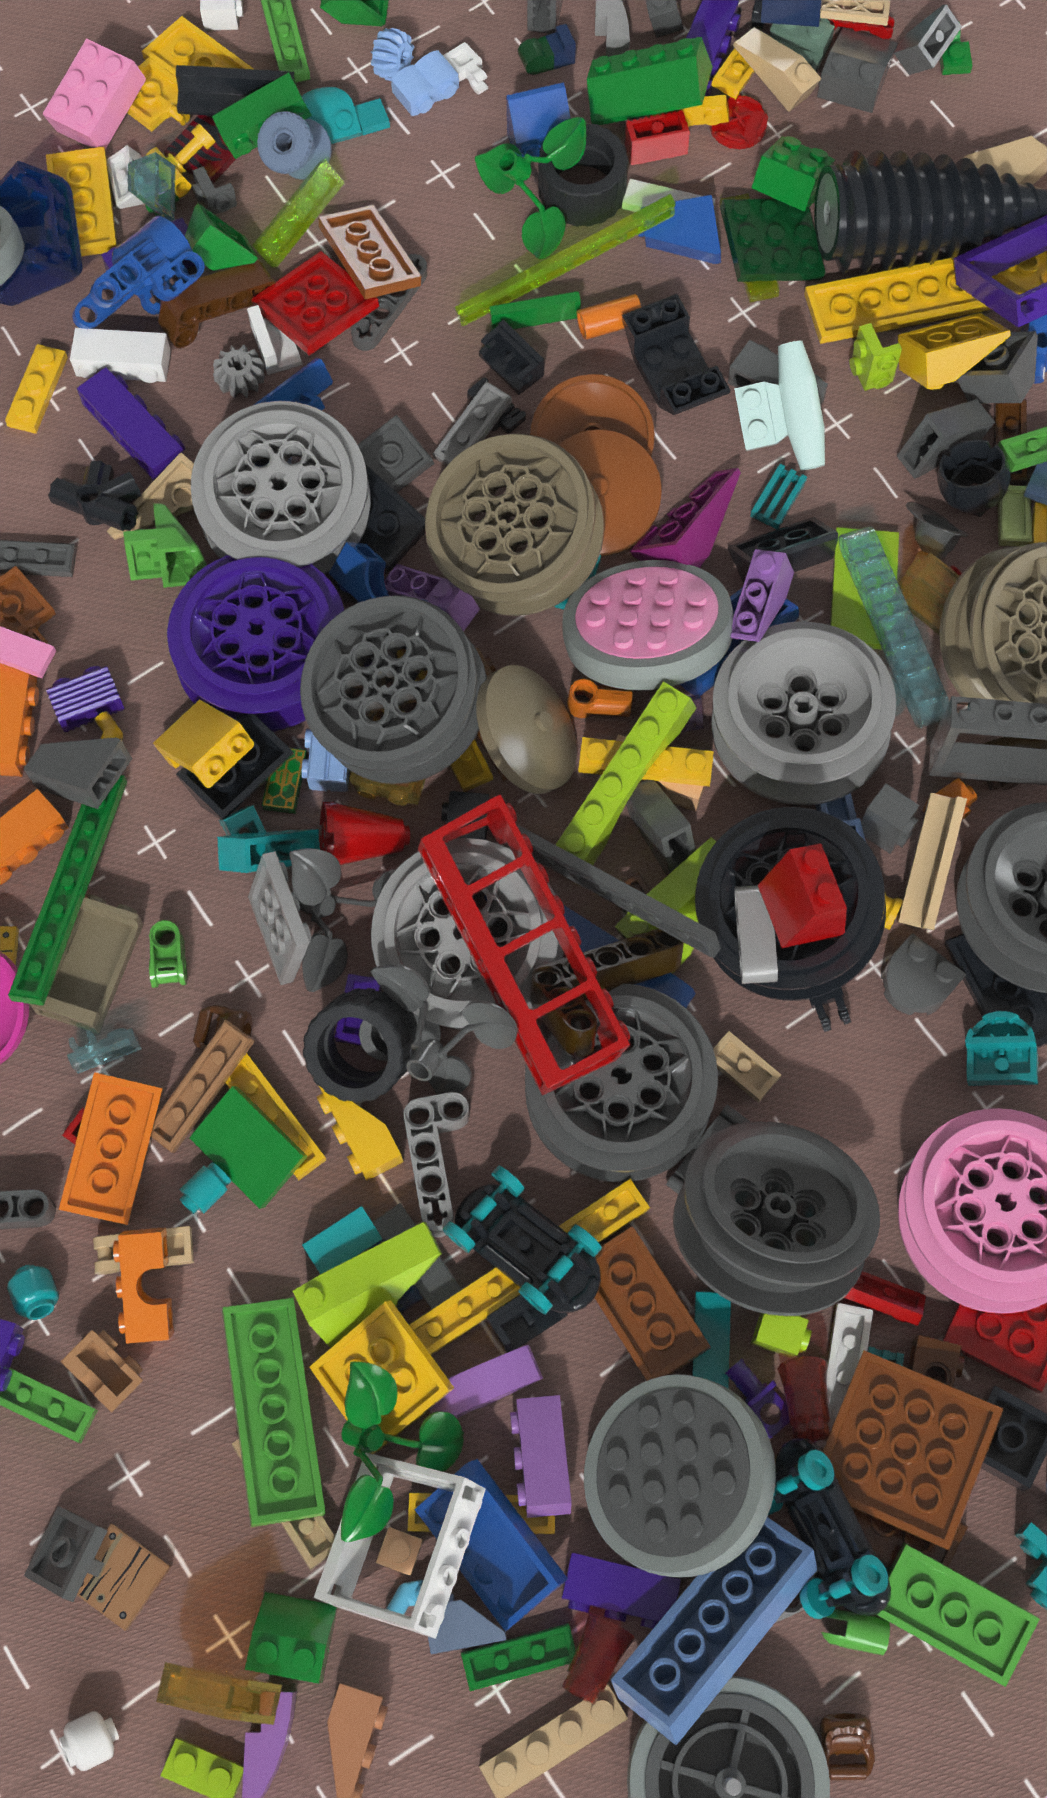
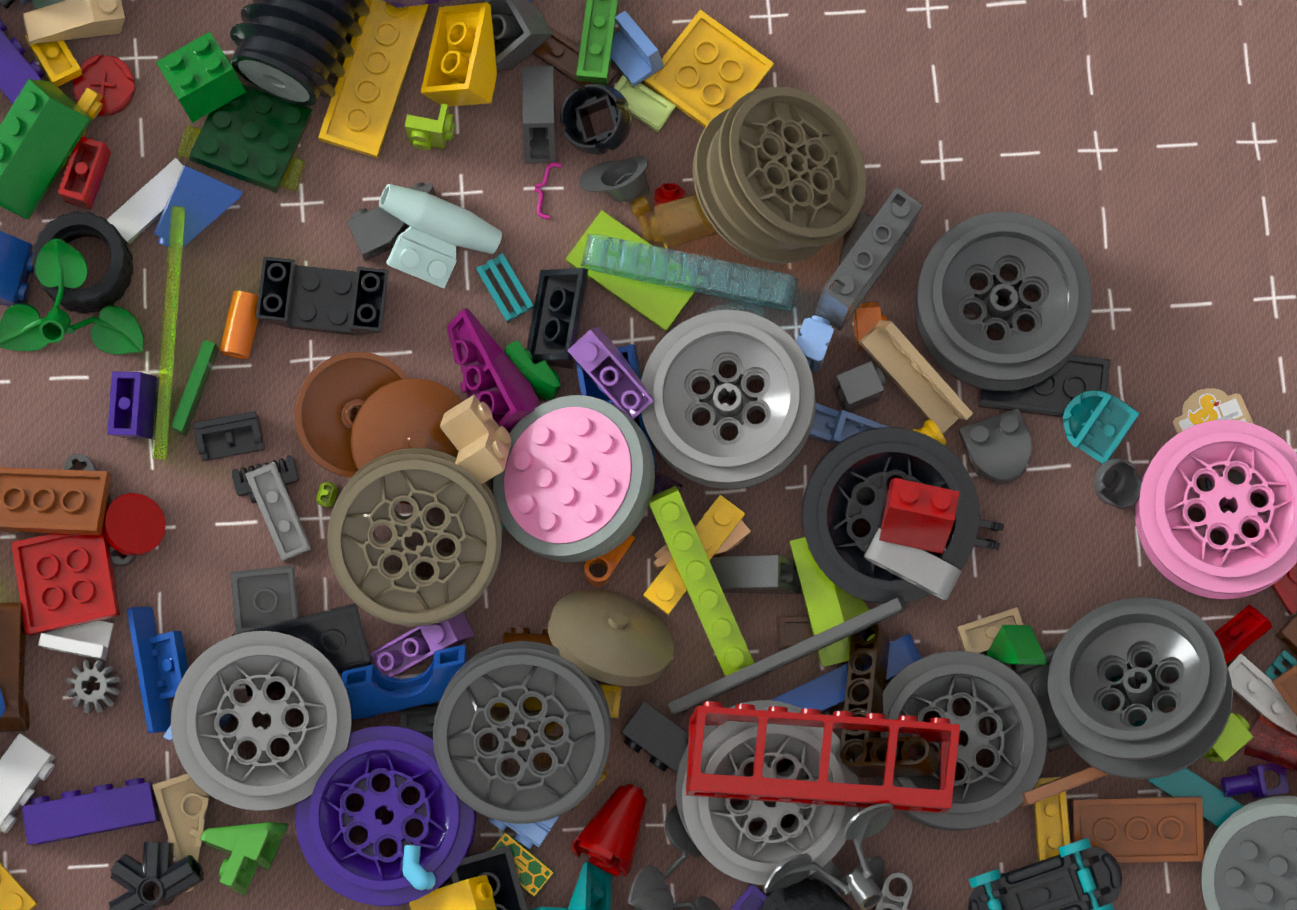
camera: 65 degrees left, 10 degrees up
(219, 669) = (414, 871): none -> medium azure arm
(391, 326) = (133, 524): none -> red tile
(487, 267) = (132, 405): none -> dark purple brick
(632, 529) = (478, 438): none -> tan brick
(637, 1201) = (1060, 785): none -> nougat tile
(722, 554) = (540, 376): none -> green slope
(743, 1087) = (1016, 646): none -> green slope
(889, 479) = (542, 184): none -> dark pink piece
(903, 758) = (814, 340): none -> light blue brick
(956, 1096) = (1117, 483): none -> dark grey hair

